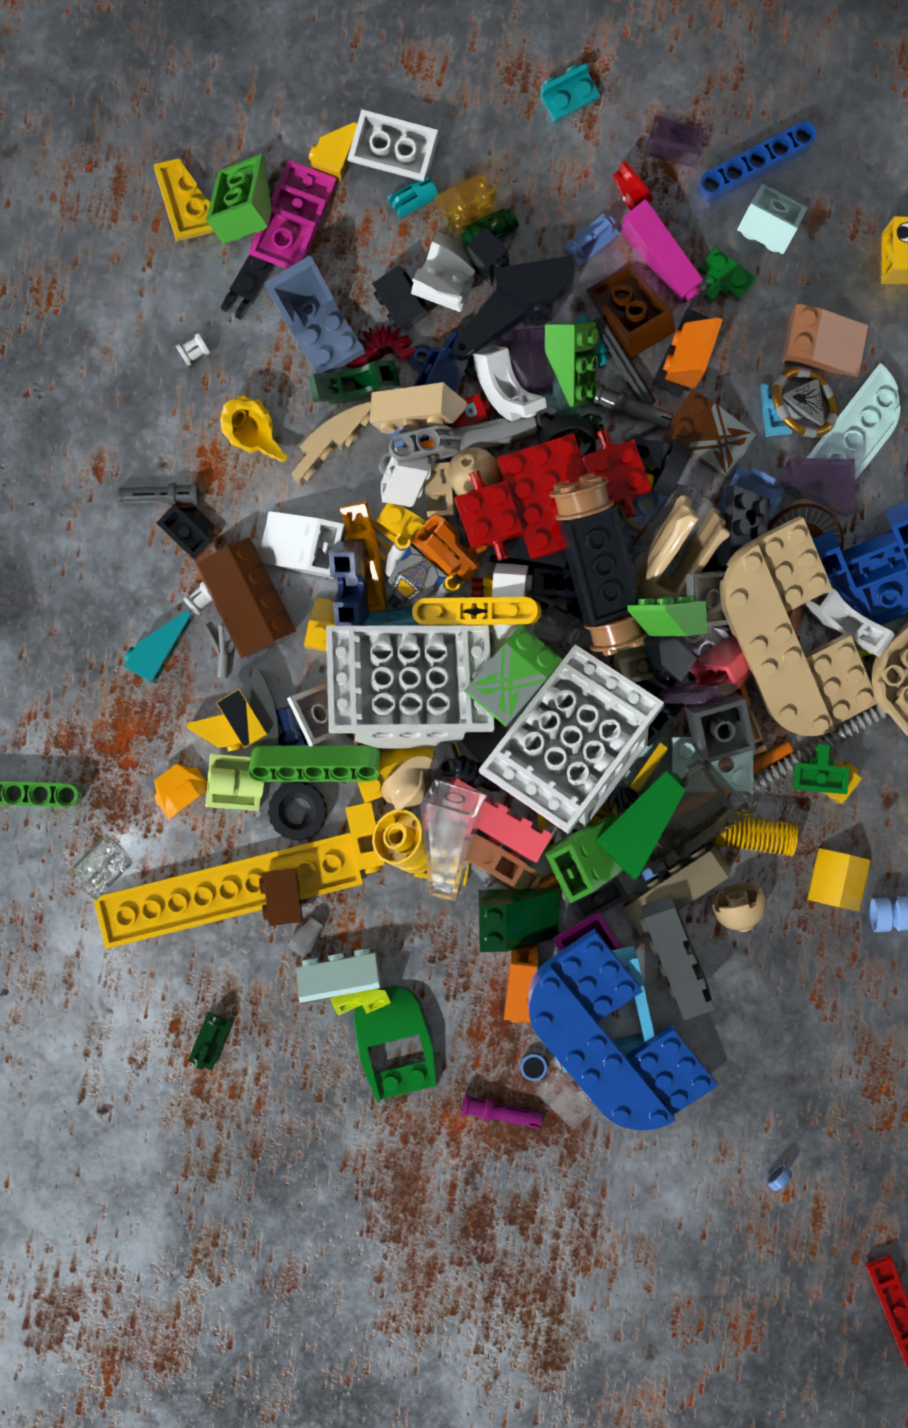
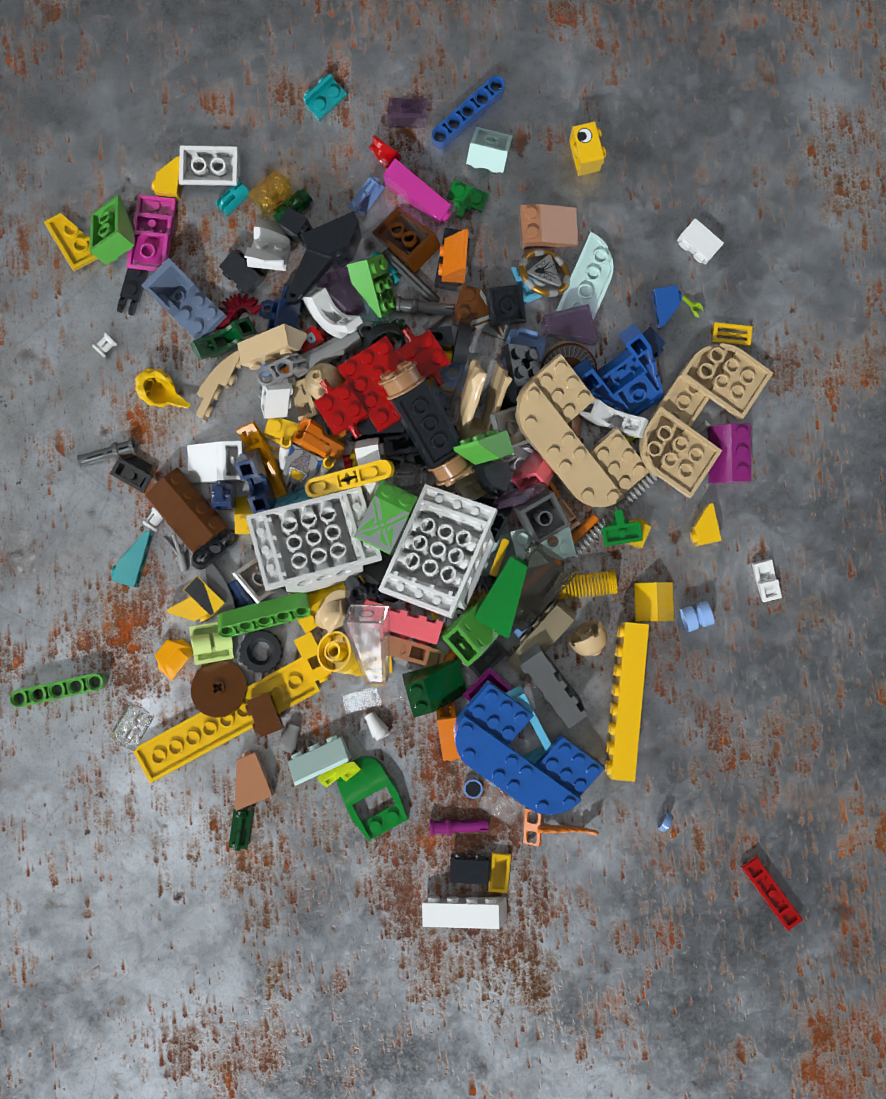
camera: 15 degrees left, 0 degrees up
(229, 867) = (217, 703): none -> reddish brown piece
(241, 980) = (251, 780): none -> nougat slope
(264, 668) = (211, 556): none -> black beam
(301, 590) = (223, 495): none -> dark blue hinge
(426, 951) = (377, 727): none -> white cone
(428, 910) = (371, 697): none -> clear slope
(481, 1229) = (464, 912): none -> white wedge
(501, 1173) = (469, 869): none -> black brick
(540, 1188) = (499, 872): none -> yellow tile
(617, 1145) = (547, 828): none -> orange piece
(741, 432) = (505, 305): none -> black tile
(770, 1003) = (627, 701): none -> yellow brick

